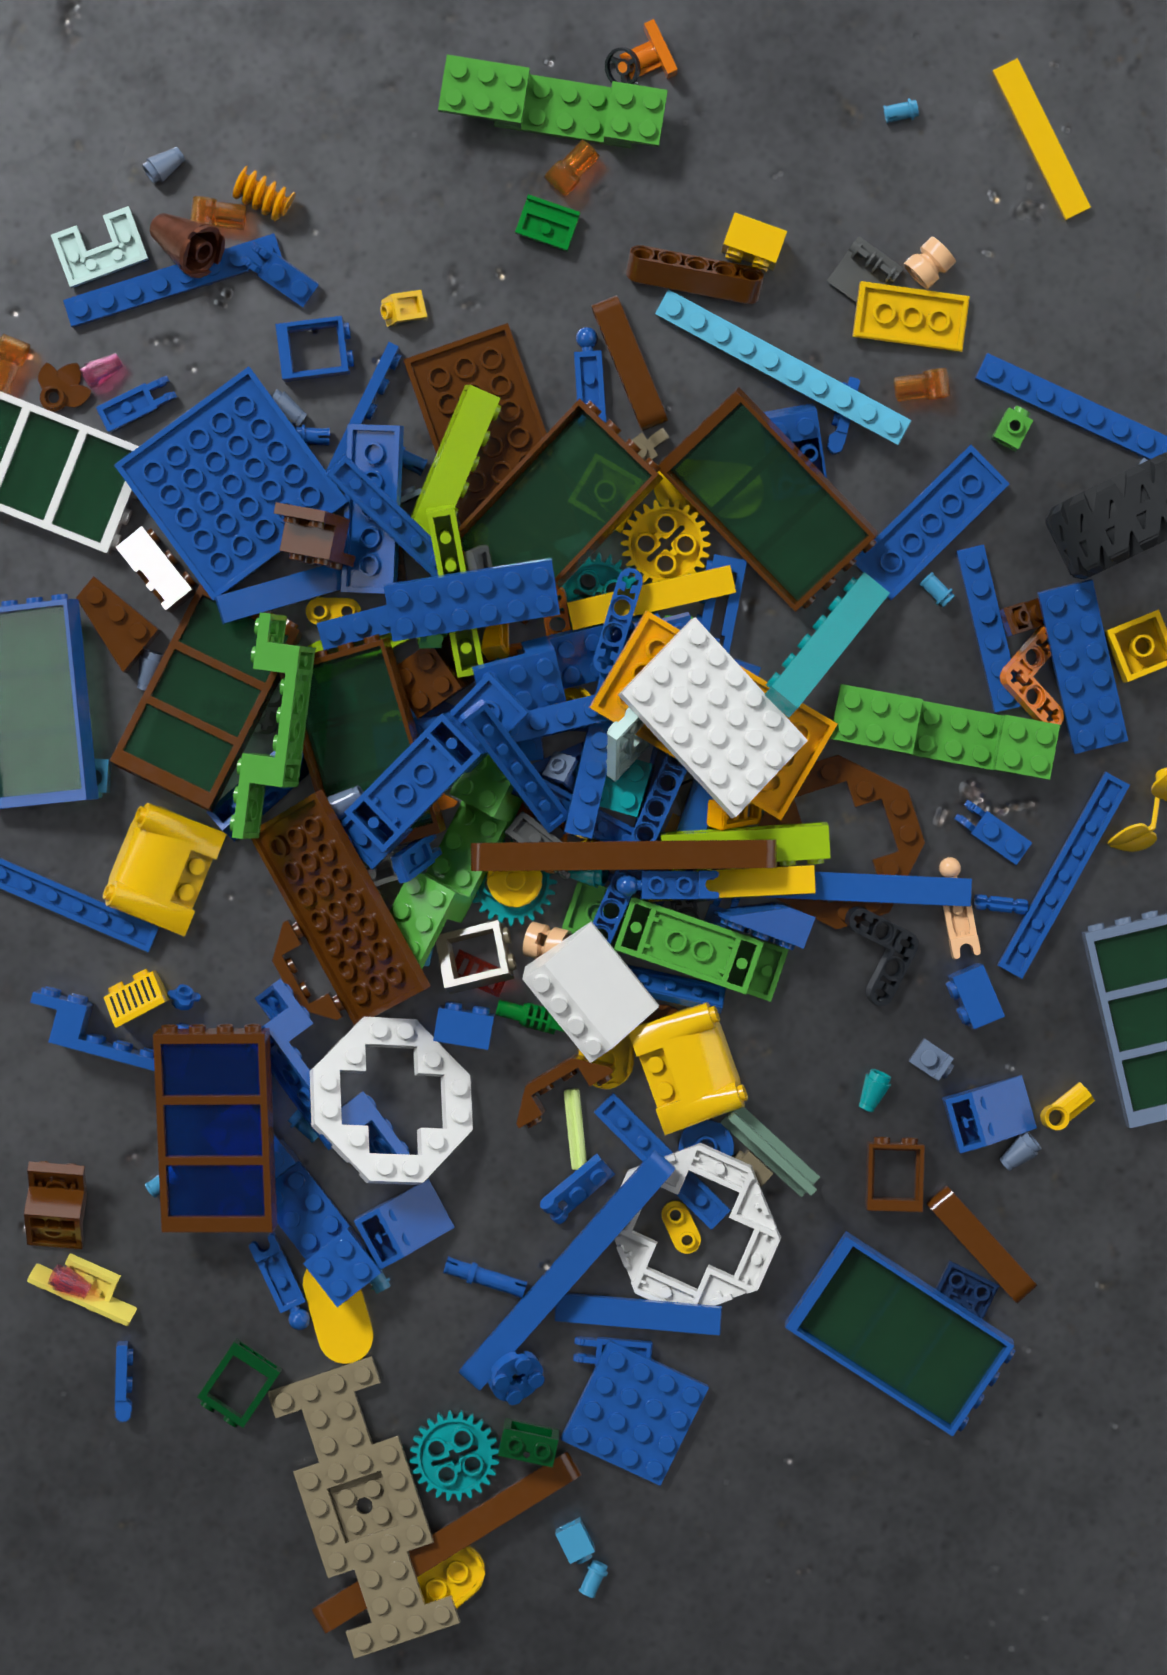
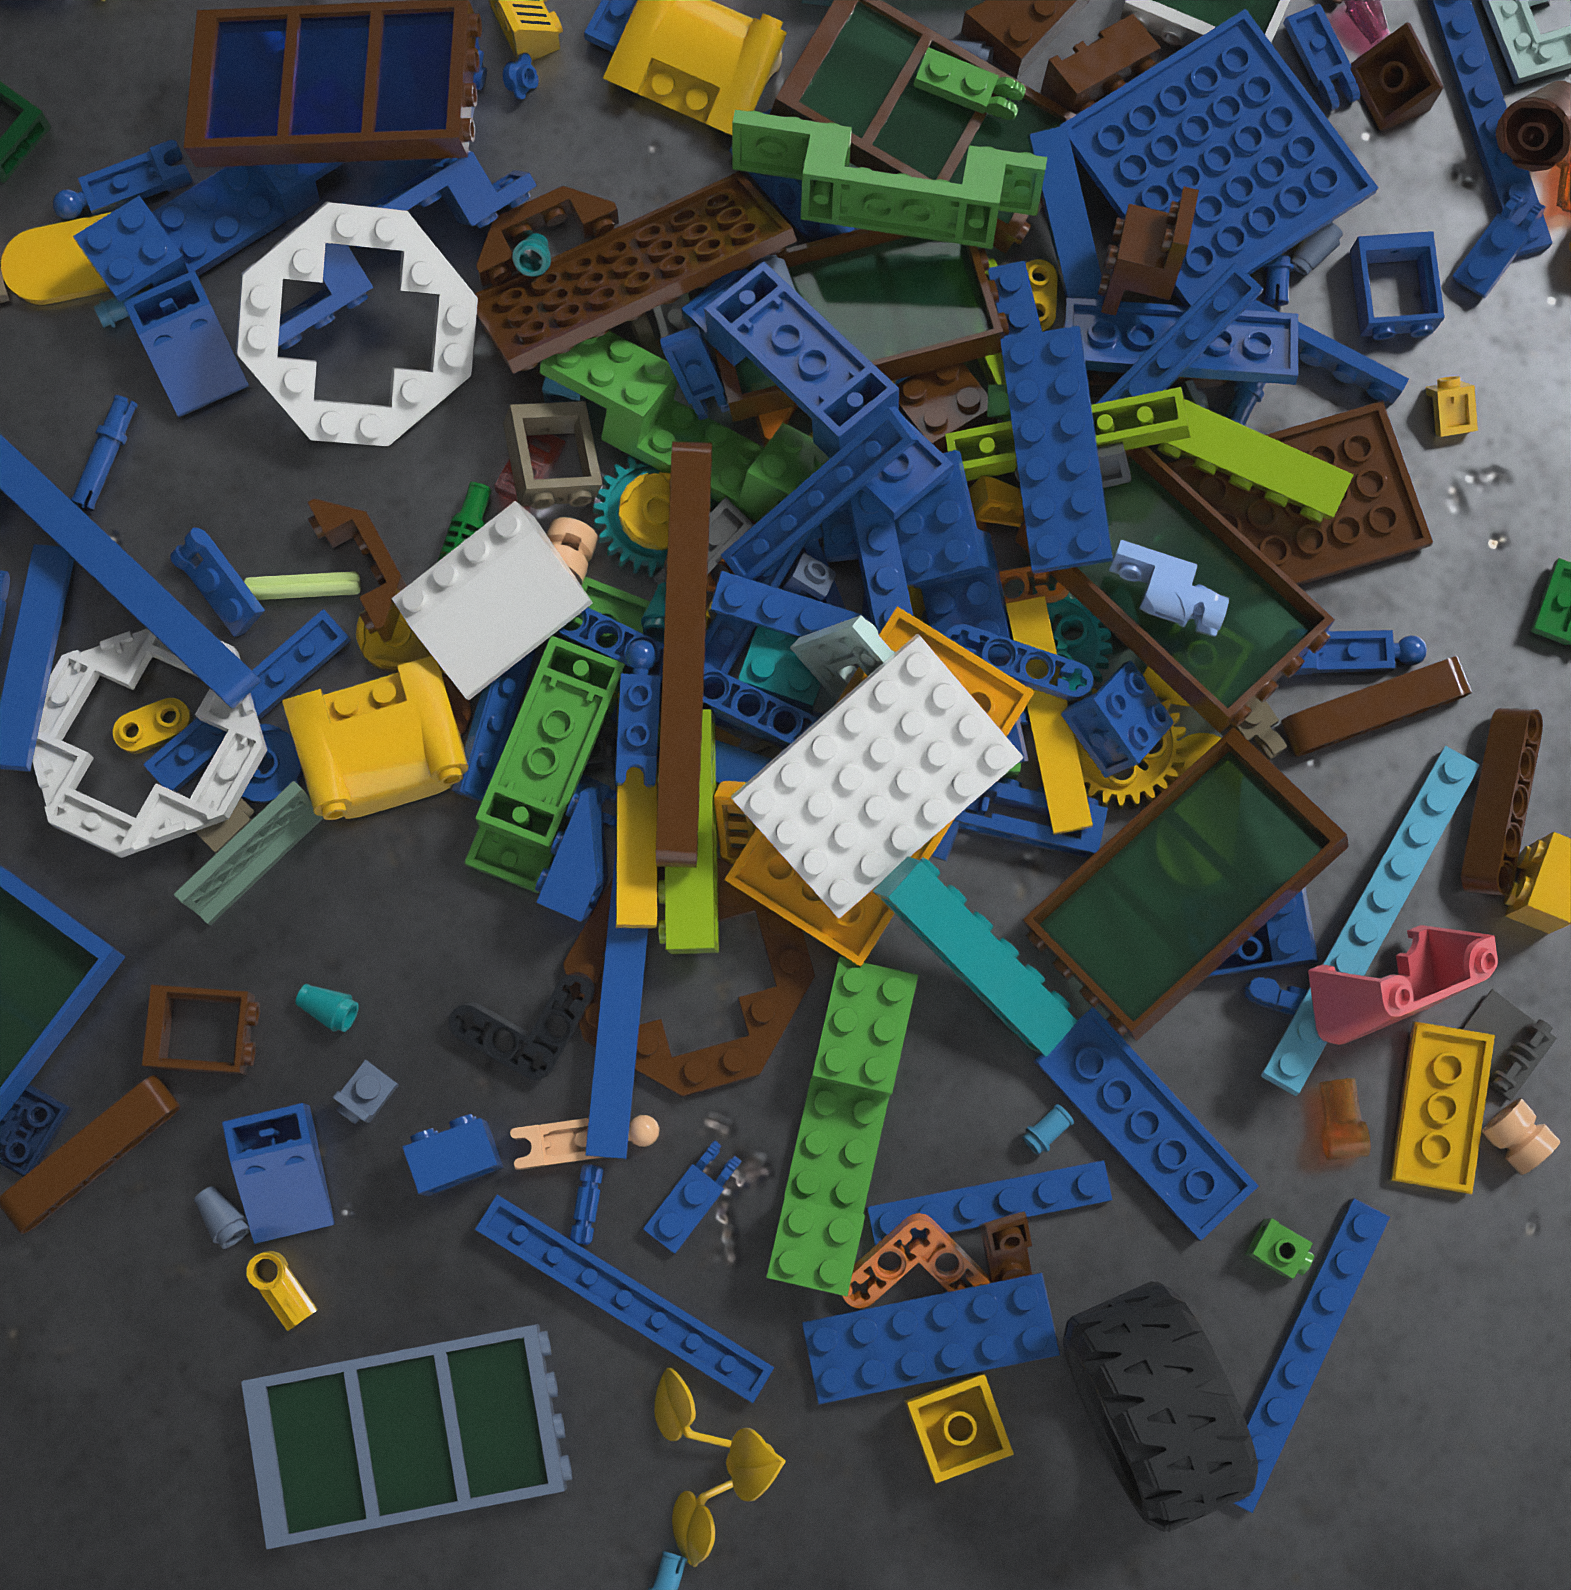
camera: 85 degrees right, 10 degrees down
(153, 351) = (1397, 78): none -> reddish brown slope
(184, 669) = (968, 85): none -> bright green hinge
(324, 979) = (532, 262): none -> teal cone
(464, 1026) = (455, 434): blue brick -> none
(568, 516) = (1170, 588): none -> light blue plate
(655, 546) = (1119, 721): none -> blue bracket
(822, 325) = (1431, 971): none -> coral windscreen

